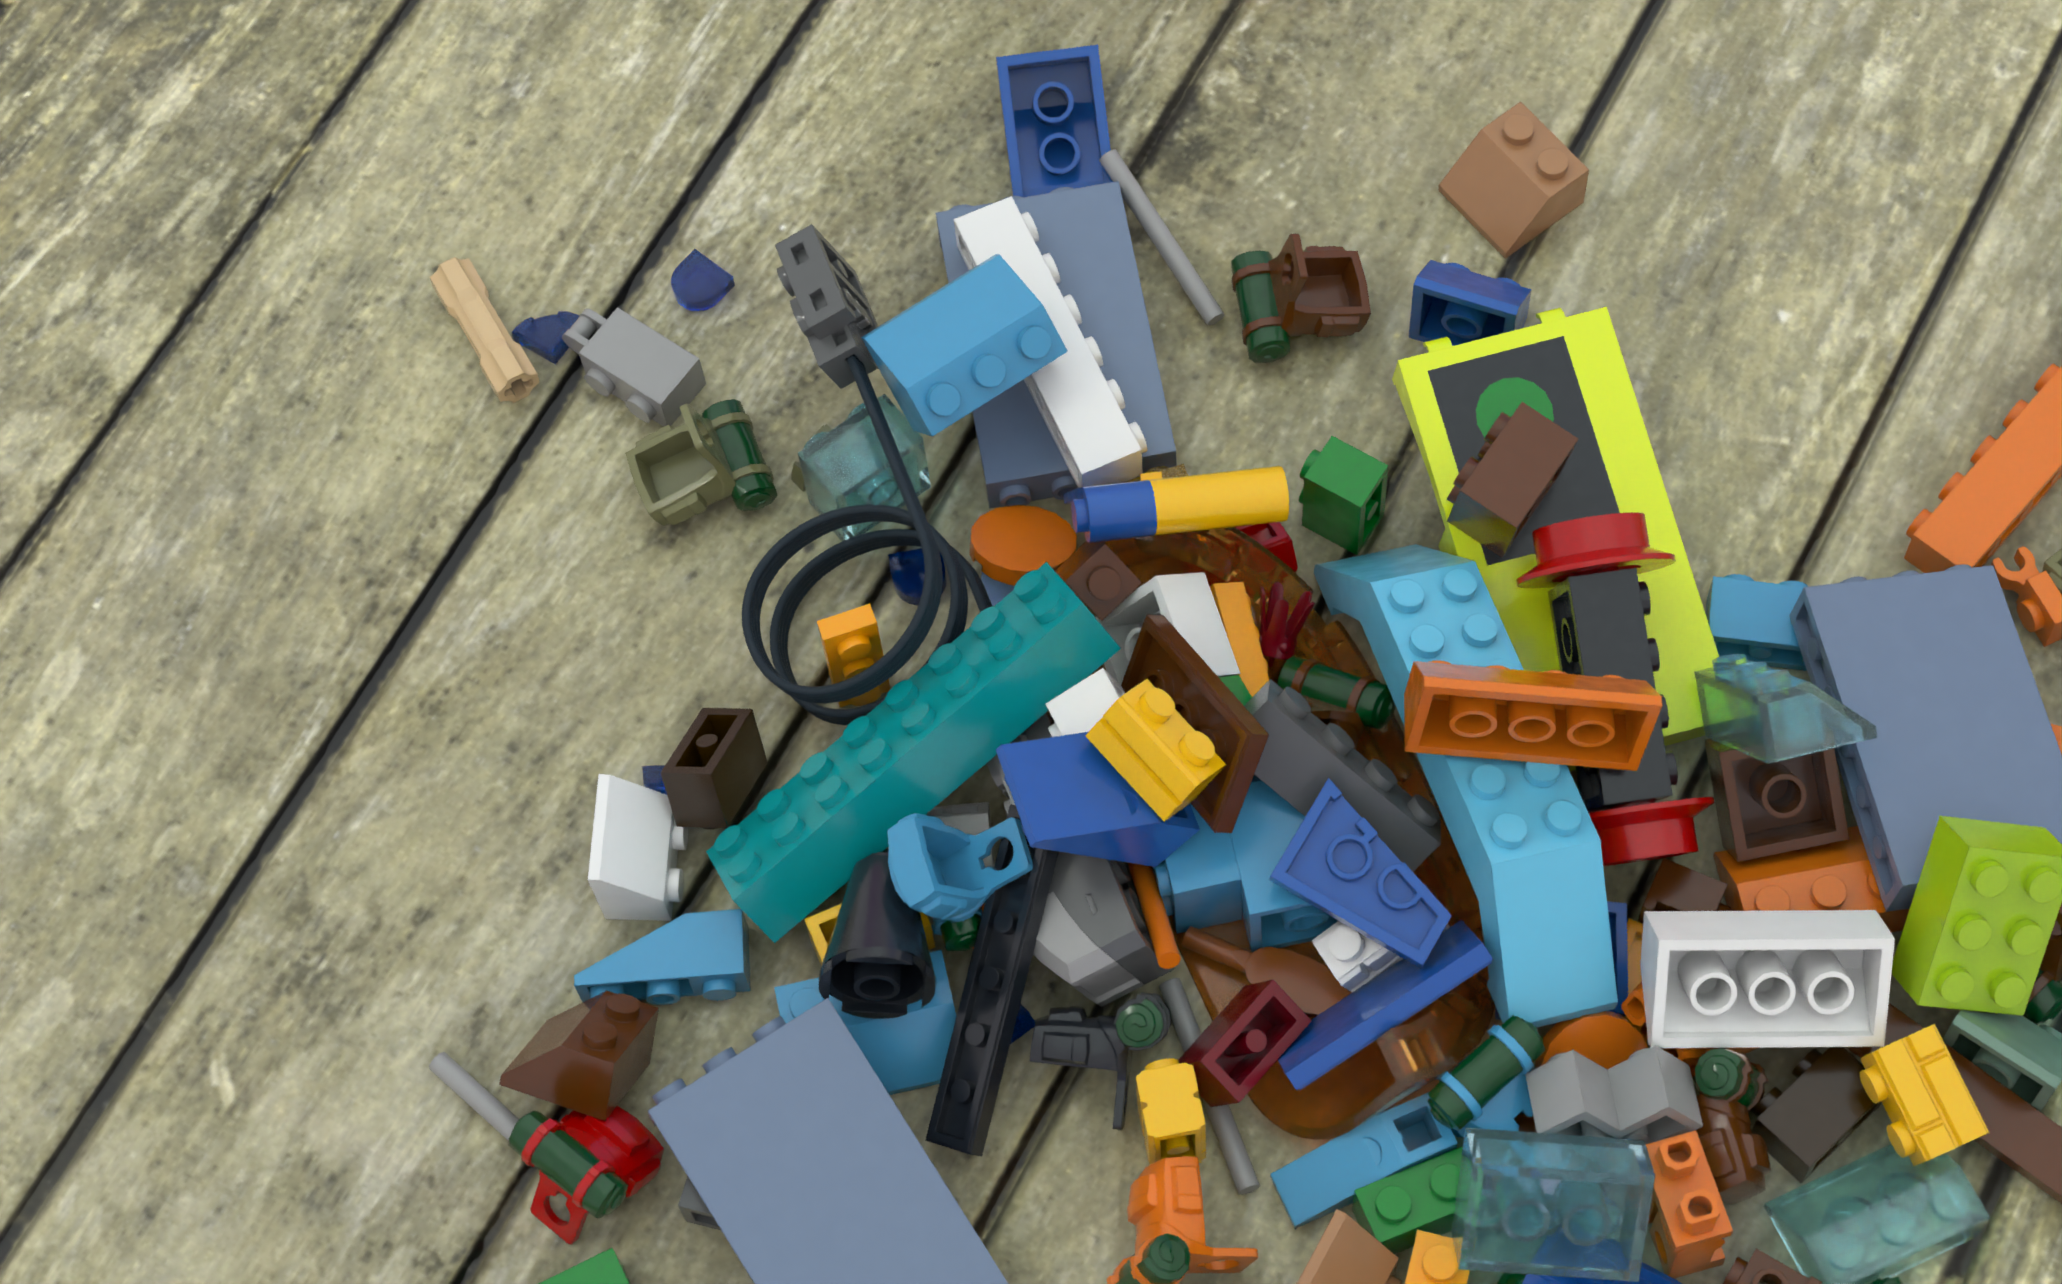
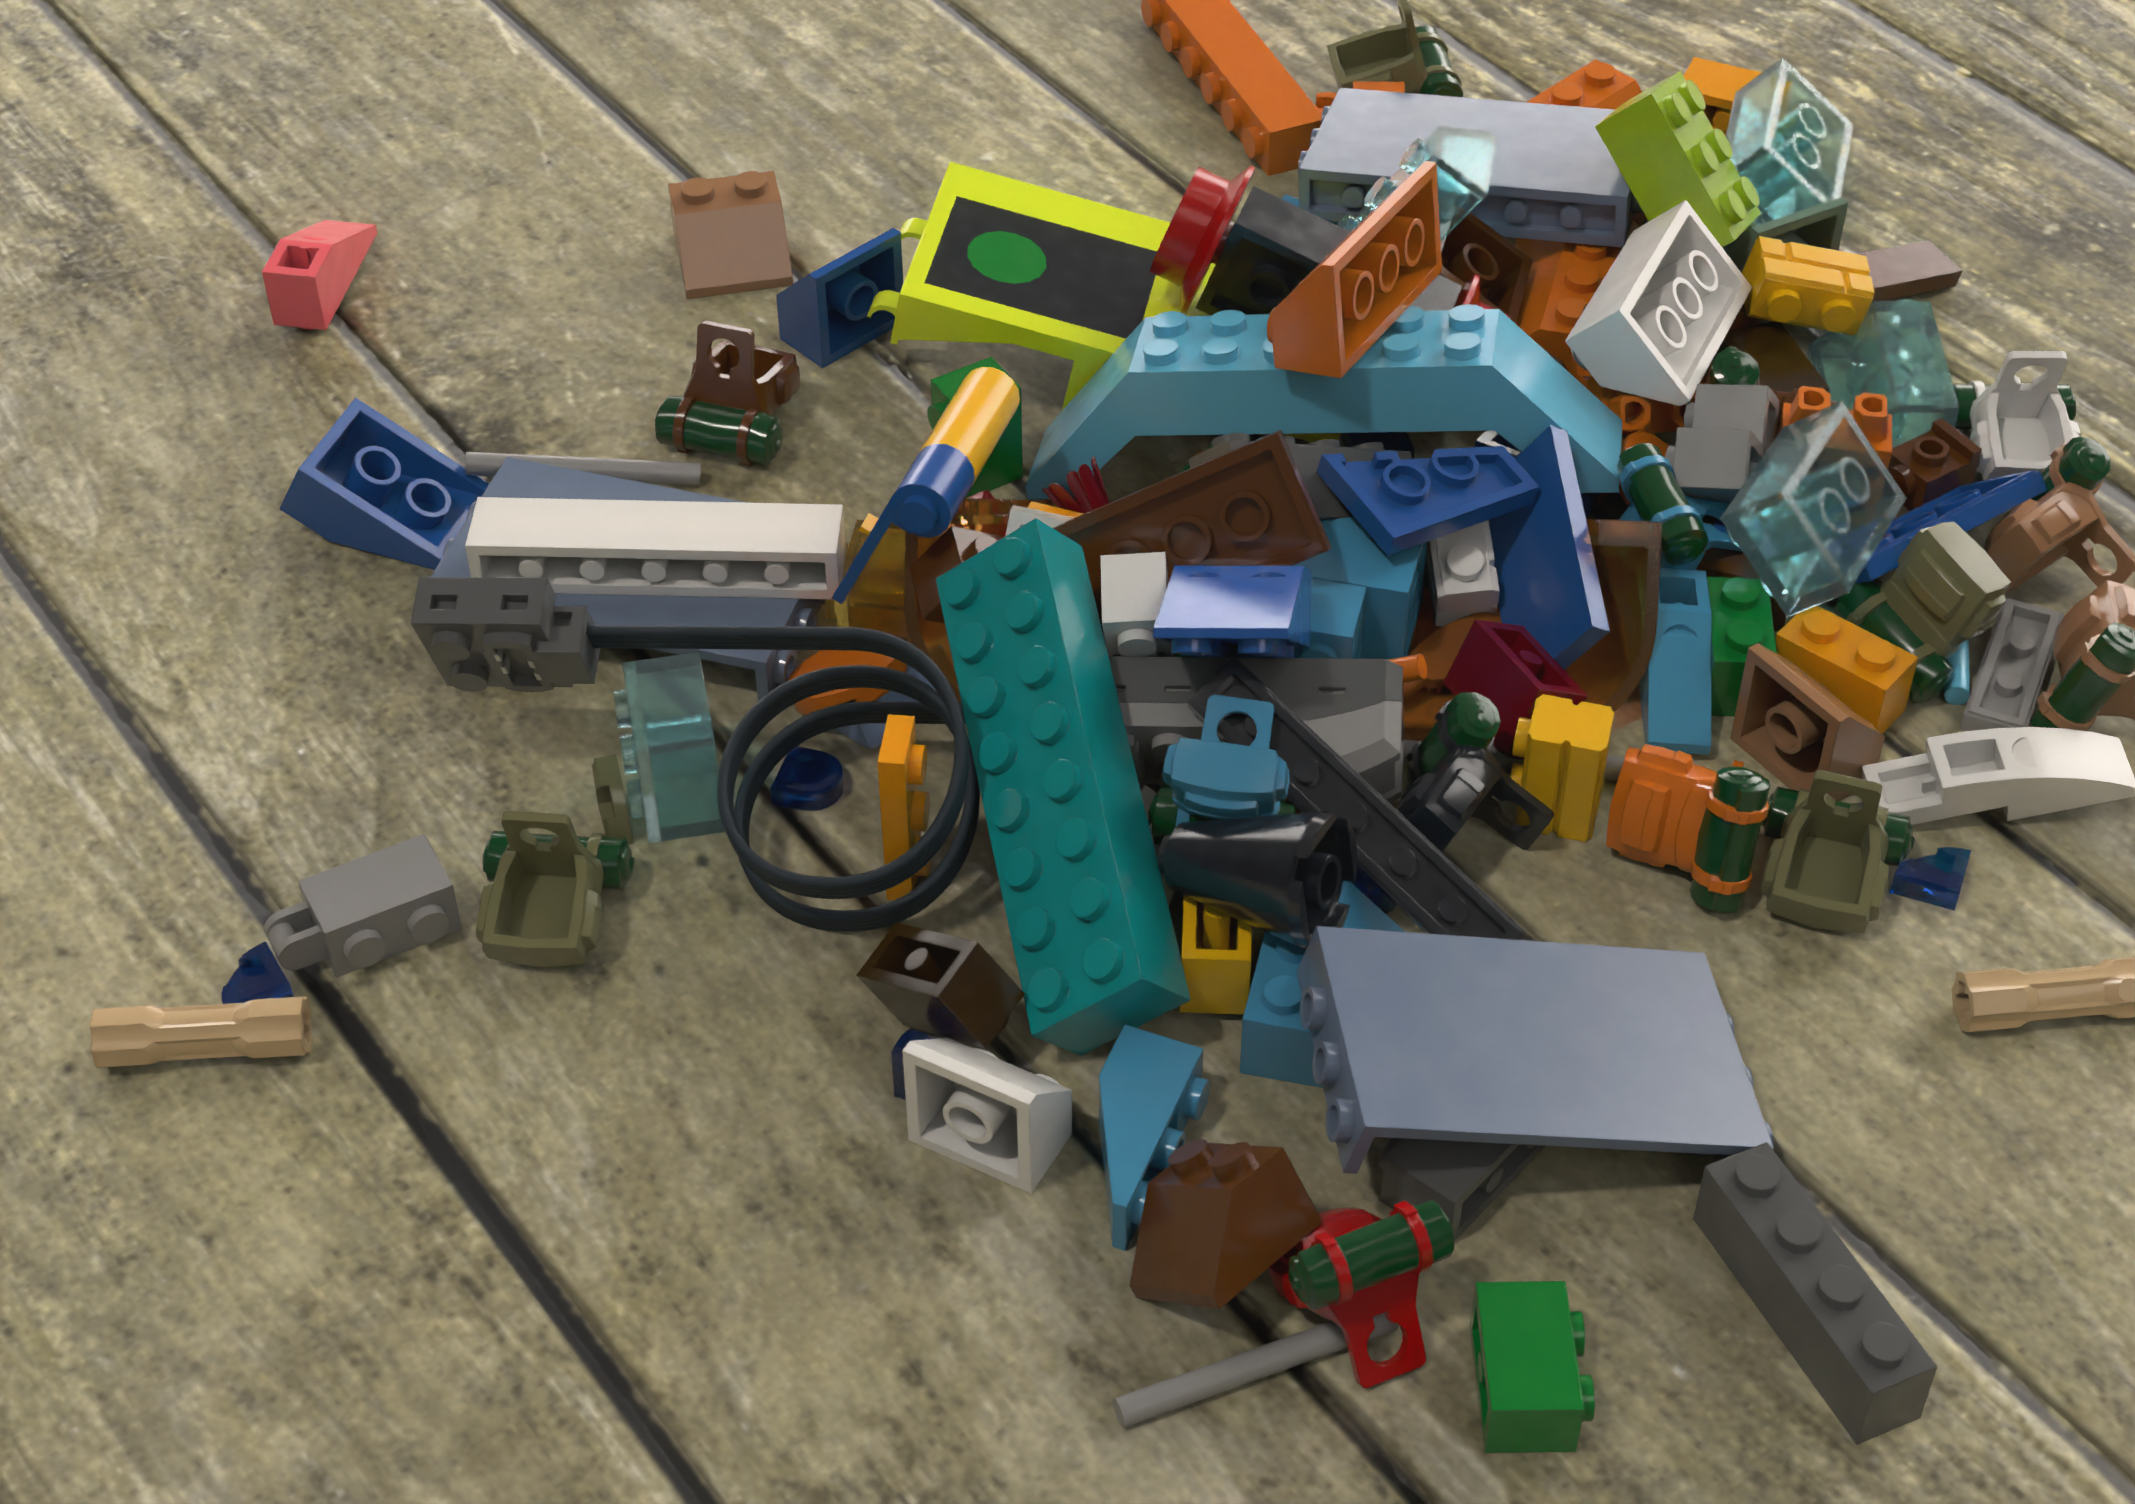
camera: 70 degrees left, 20 degrees down
(700, 282) = (310, 832): clear blue tile -> none
(963, 345) = (647, 544): dark azure slope -> none
(1156, 749) = (1233, 524): yellow brick -> none
(1514, 475) = (1089, 255): reddish brown brick -> none

